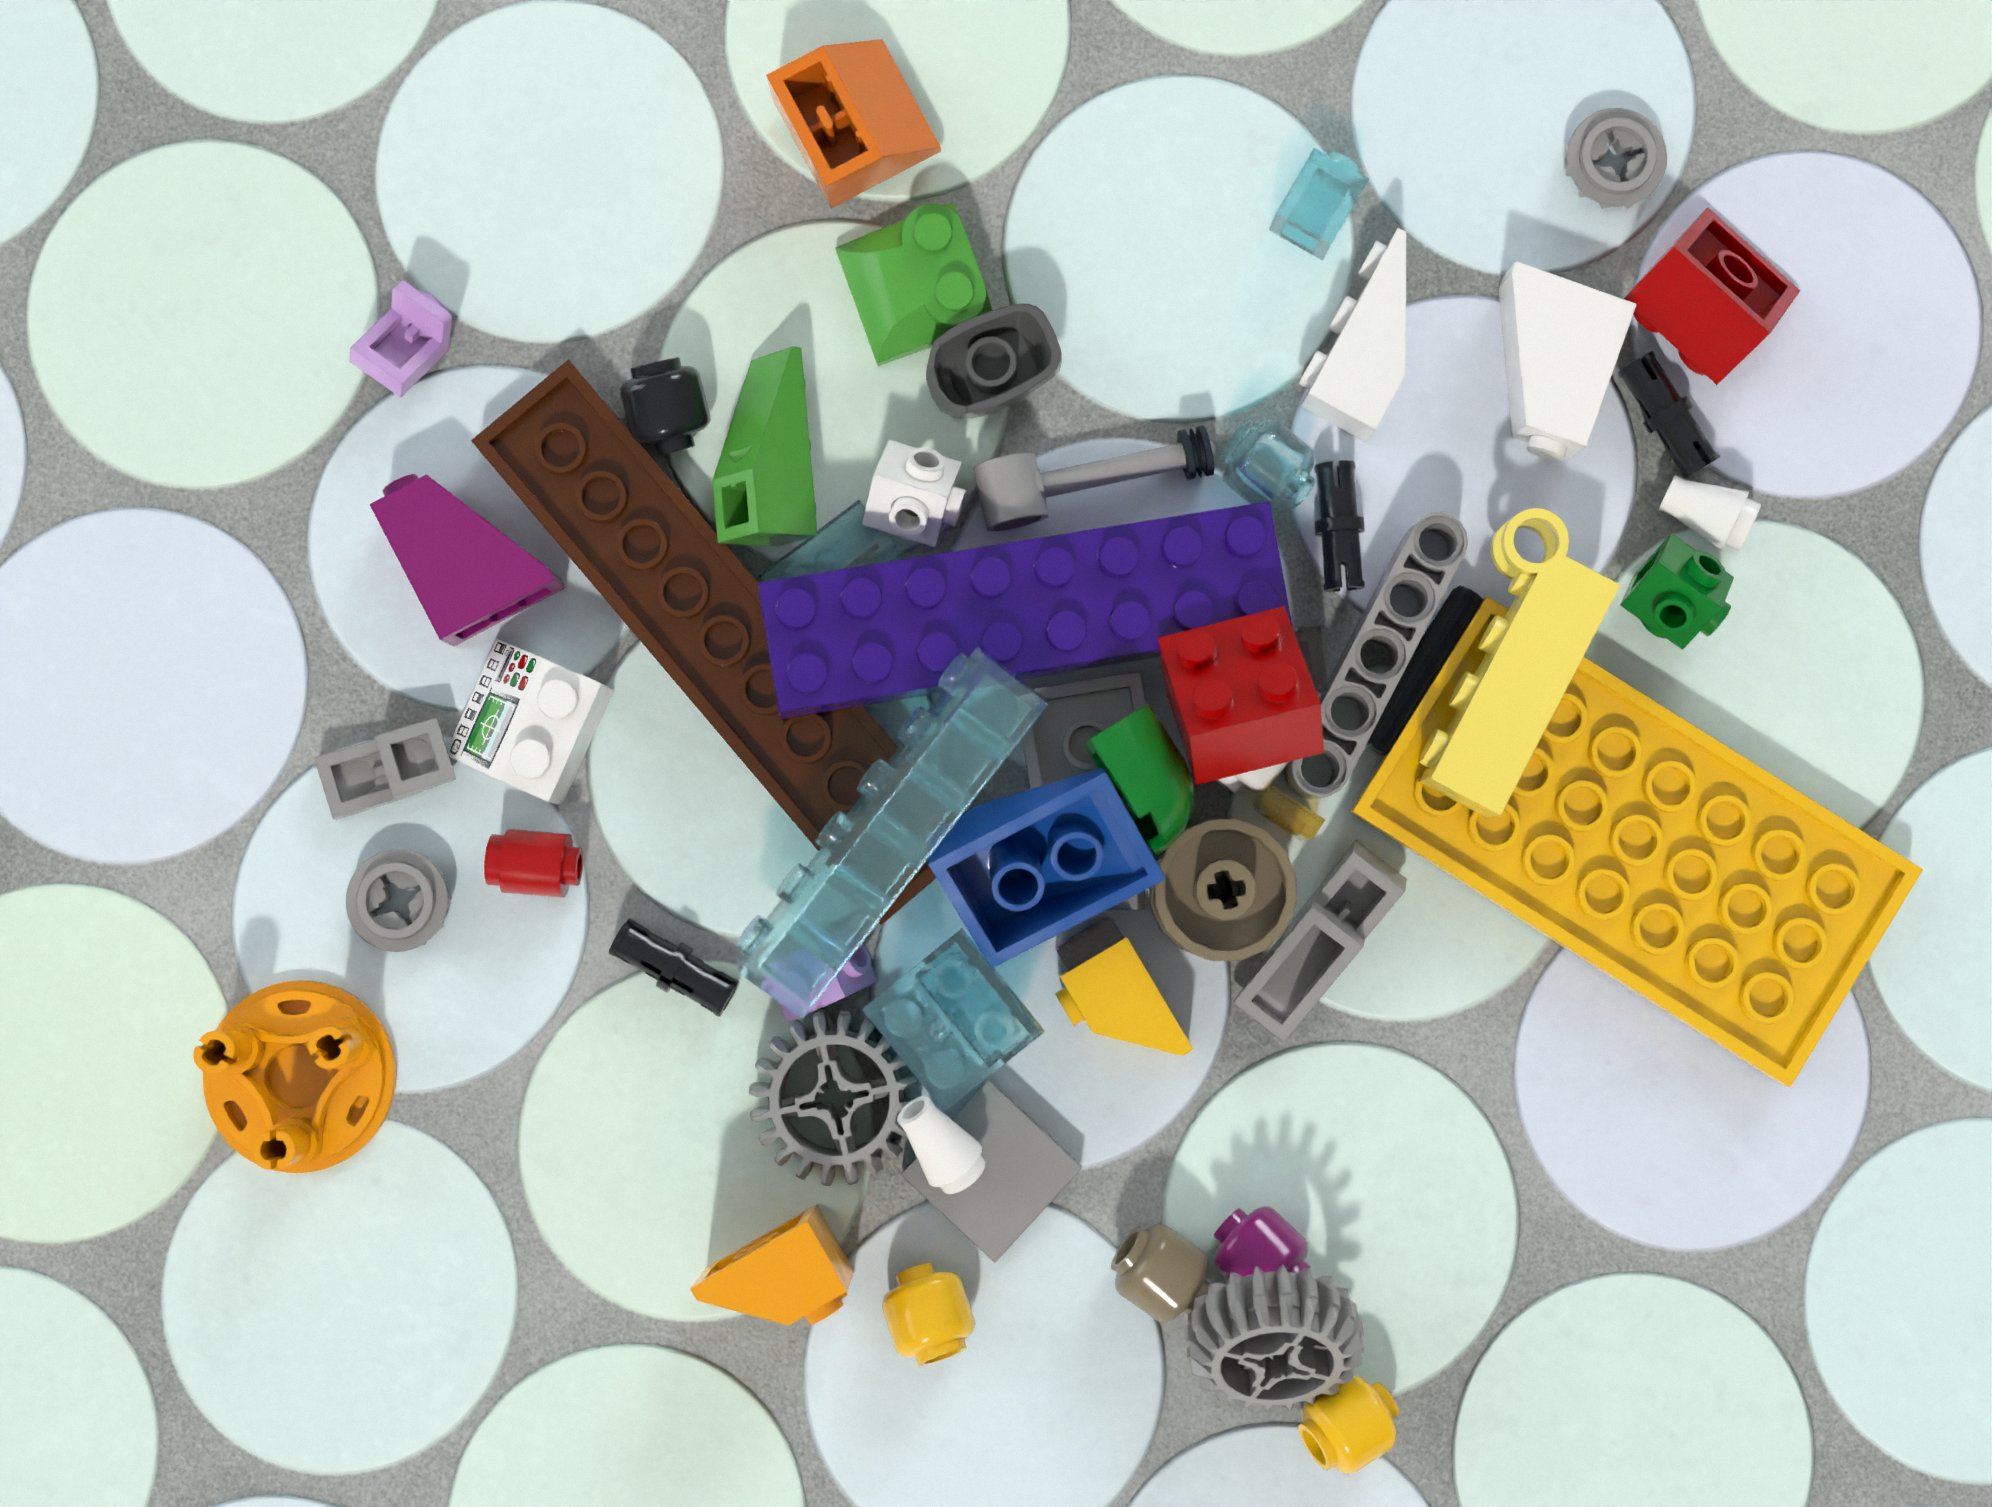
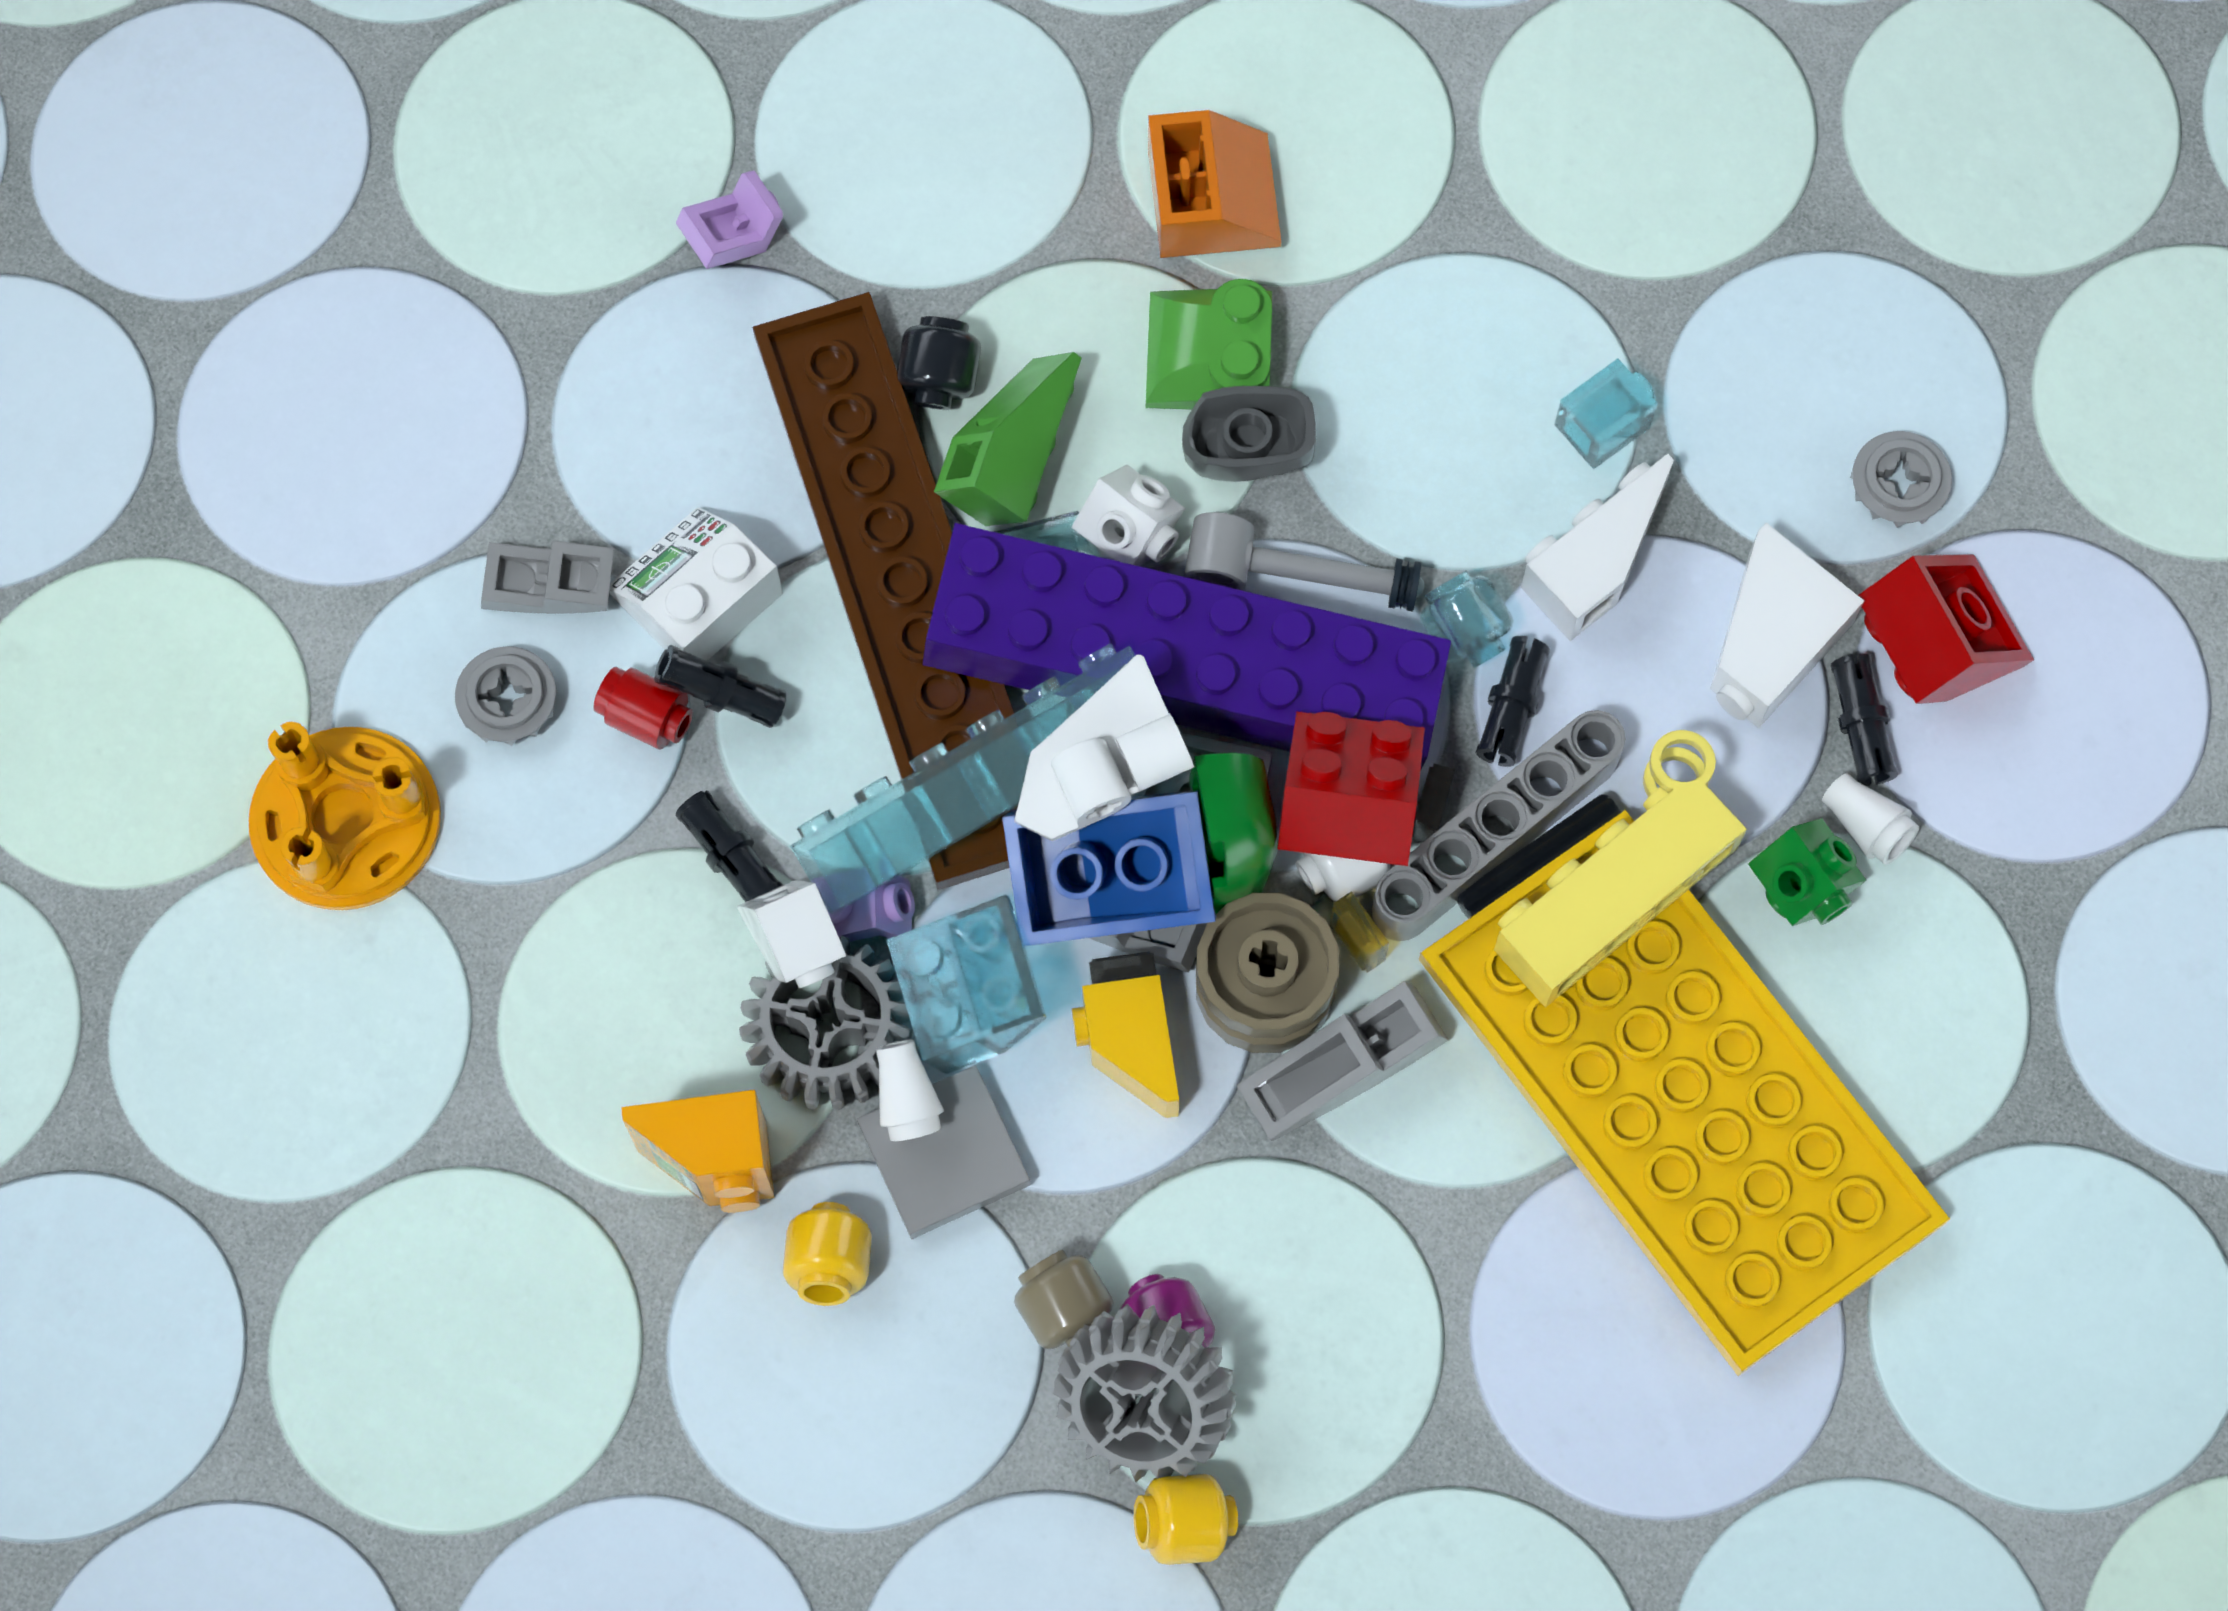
camera: 25 degrees right, 15 degrees down
(457, 560) = (697, 425): magenta slope -> none
(597, 818) = (720, 686): none -> black pin
(772, 1043) = (794, 932): none -> white slope
(1004, 774) = (1102, 756): none -> white panel

